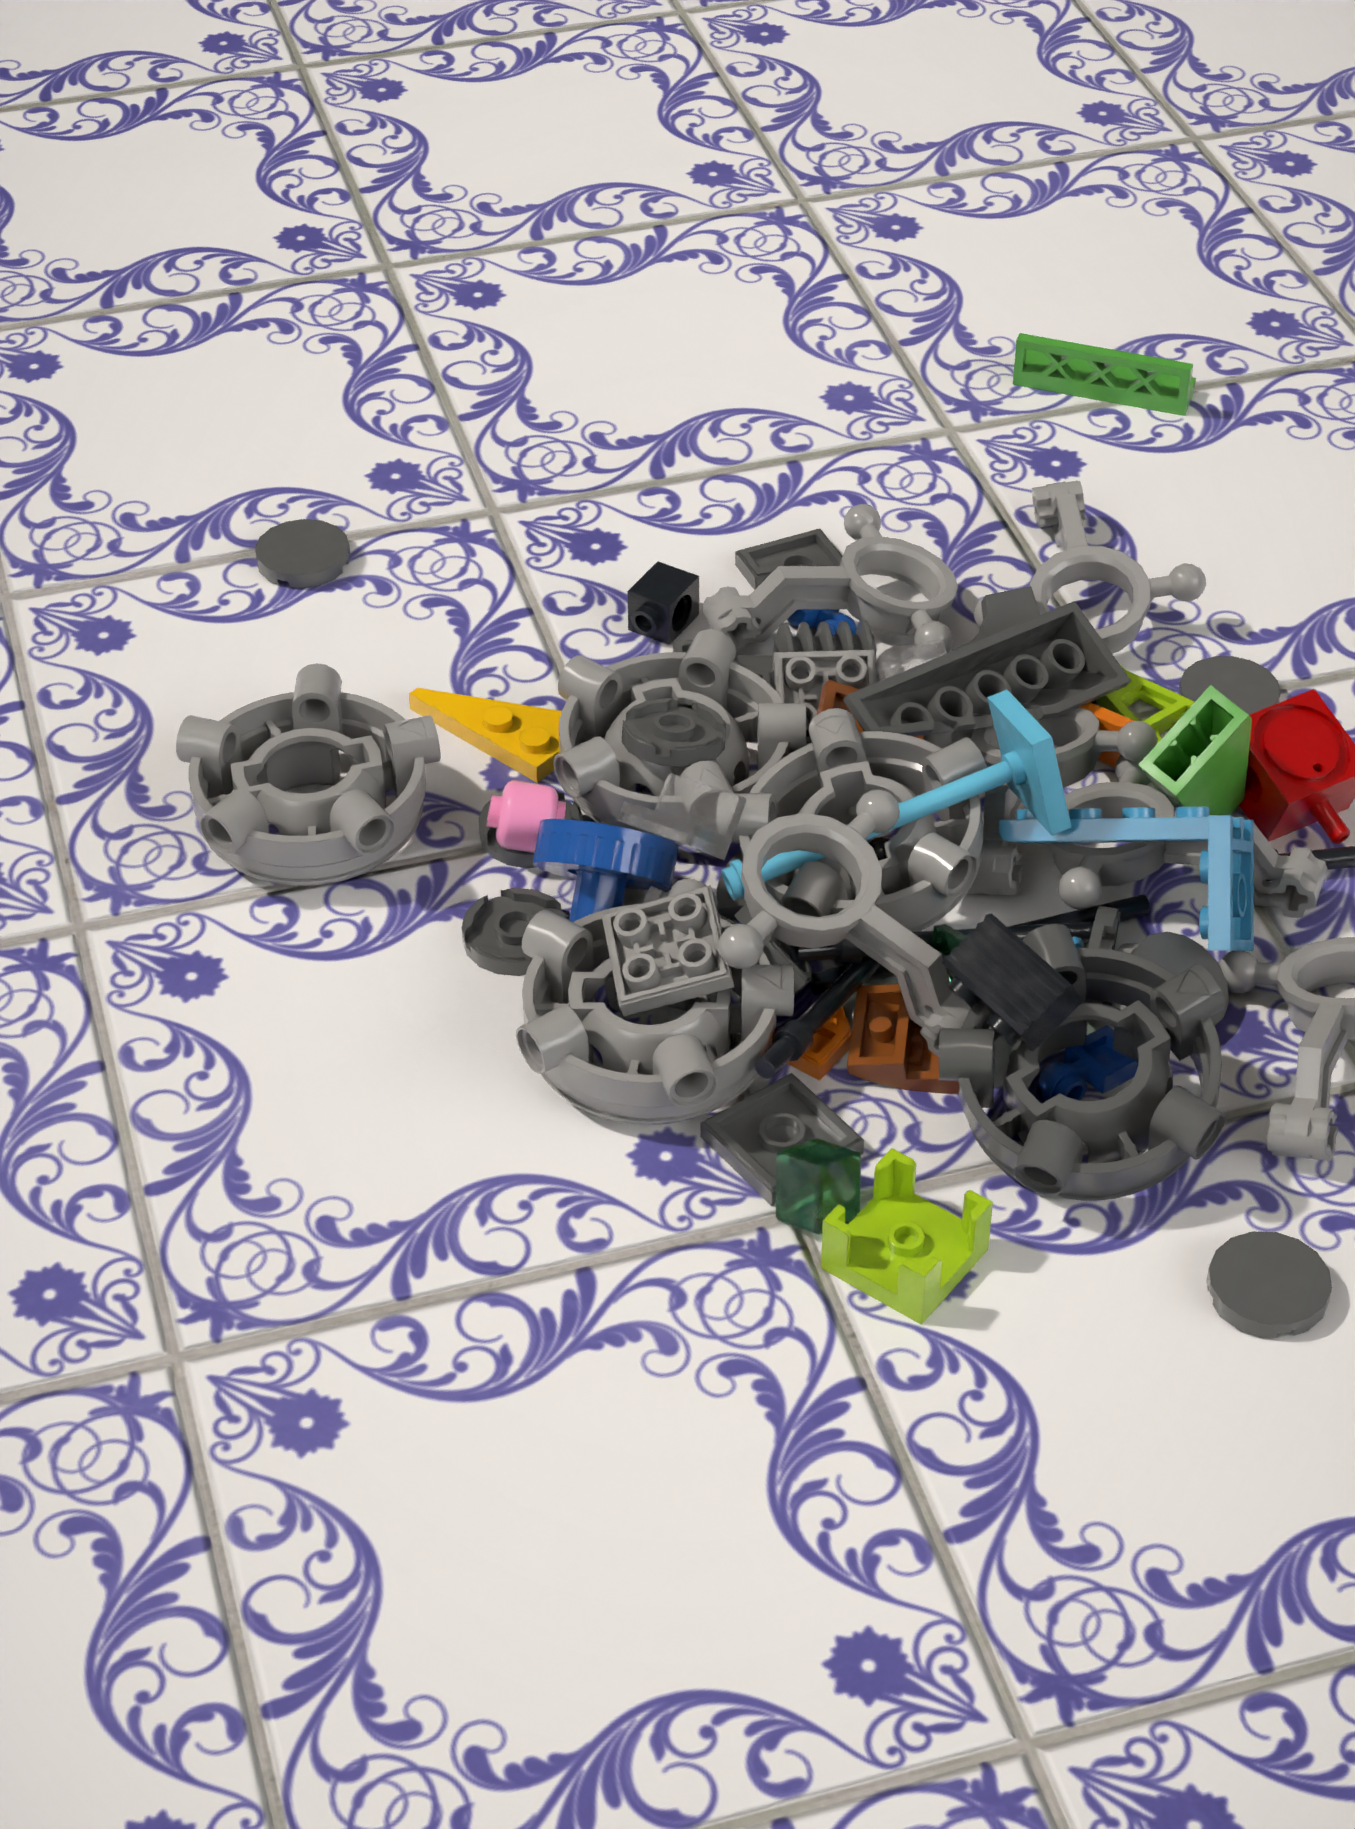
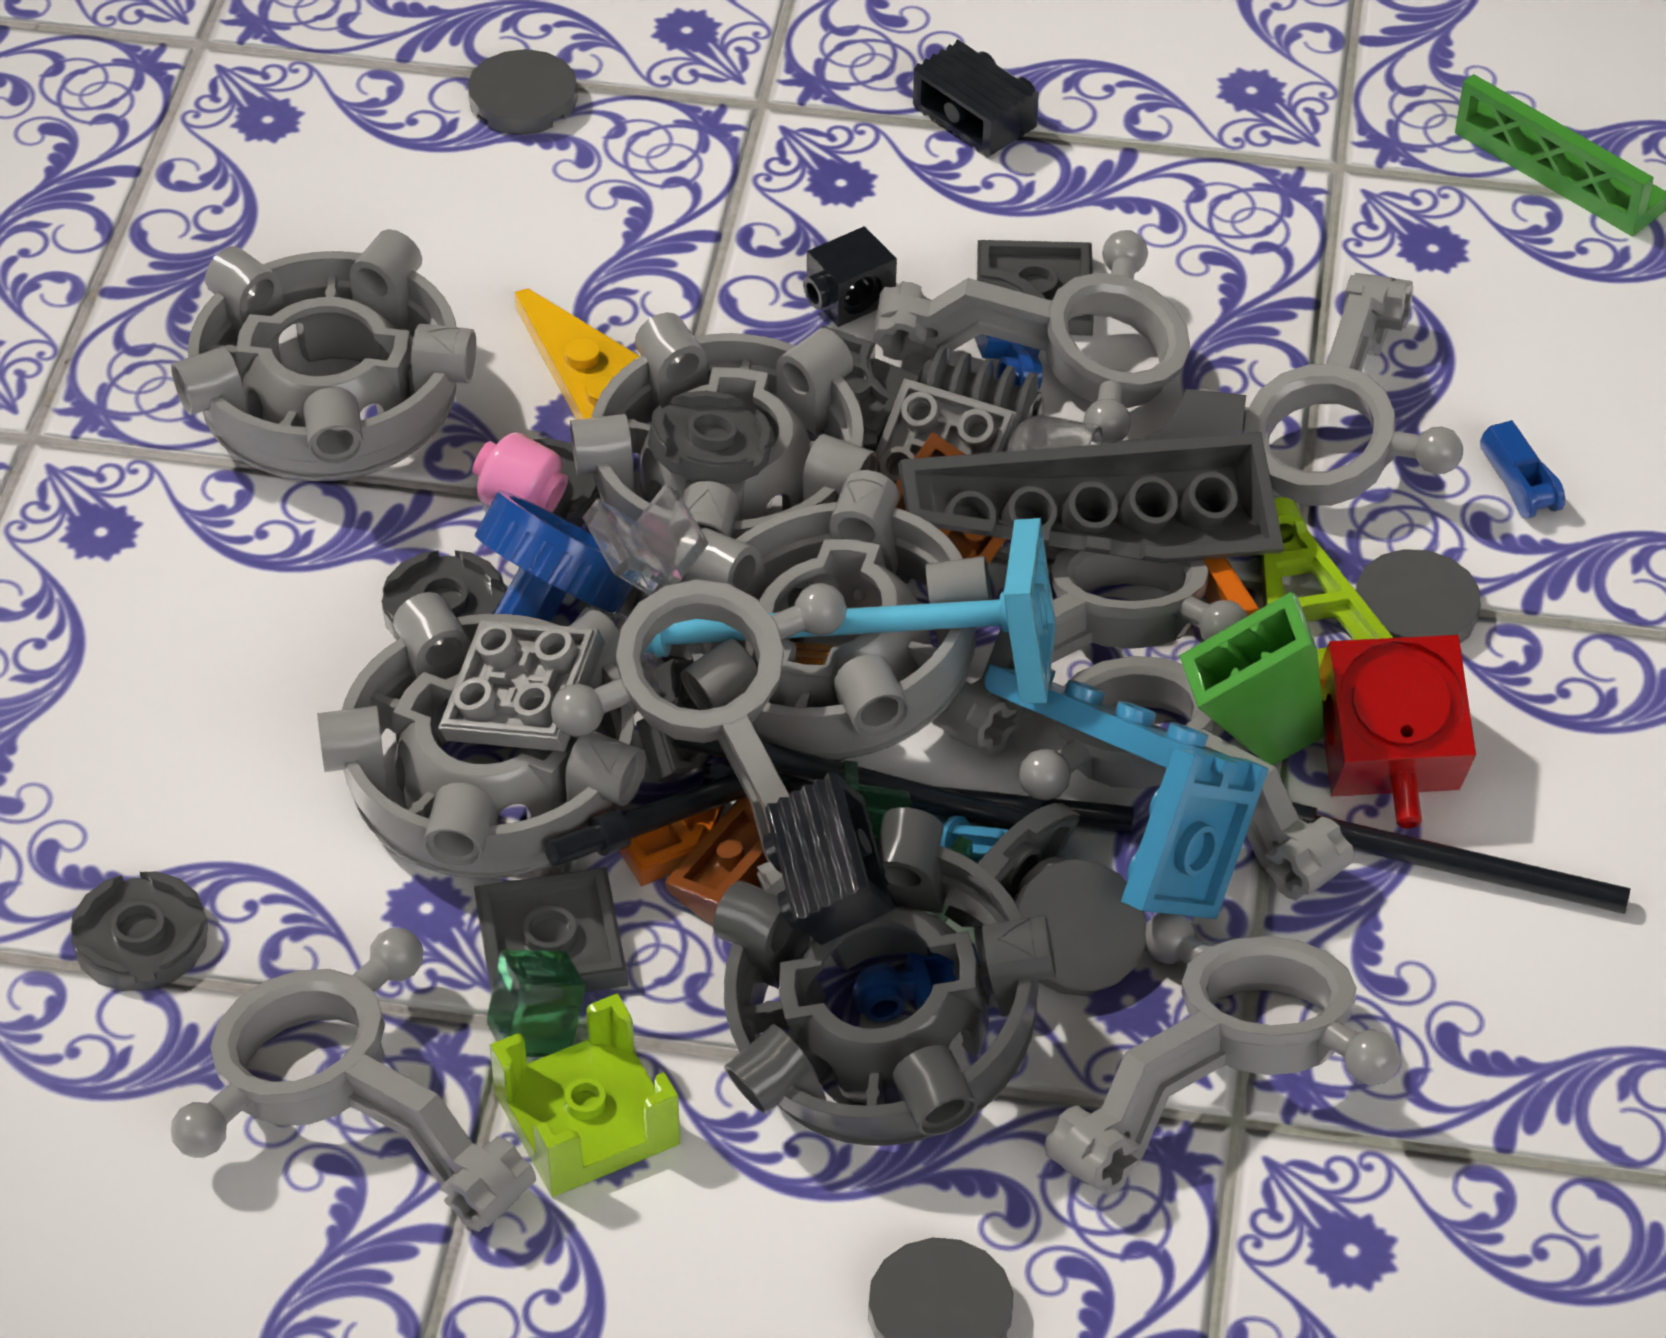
camera: 25 degrees right, 5 degrees up
(452, 1255) = (139, 931): none -> dark grey tile
(662, 456) = (975, 98): none -> black brick
(866, 1327) = (477, 1179): none -> light grey piece
(1237, 586) = (1521, 470): none -> blue bar

